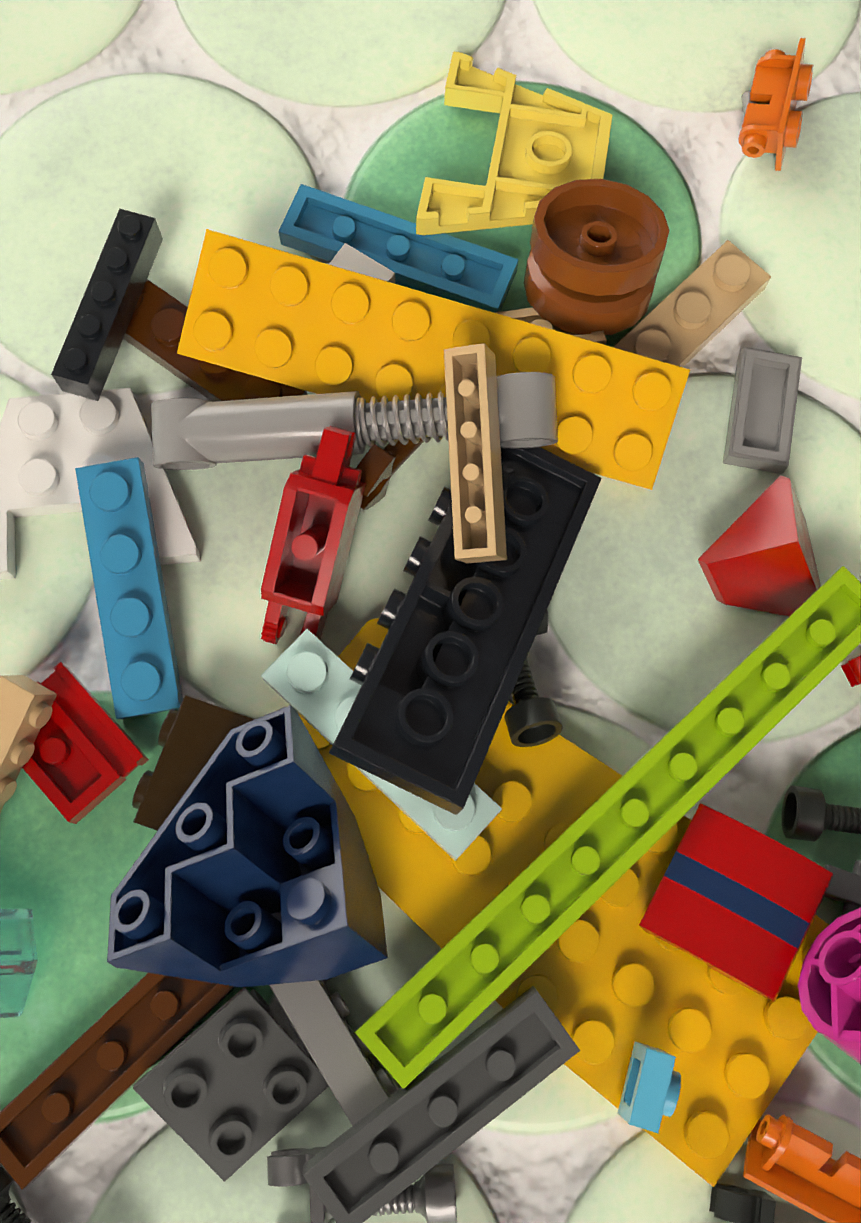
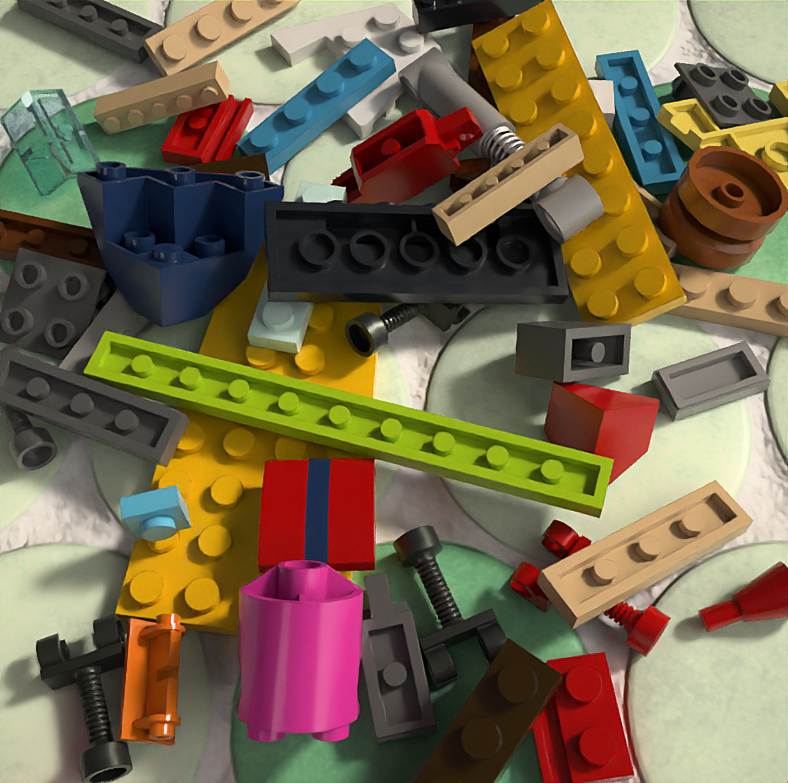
camera: 65 degrees right, 15 degrees down
(425, 147) = (722, 94): none -> dark grey hinge
(671, 523) = (572, 350): none -> dark grey slope

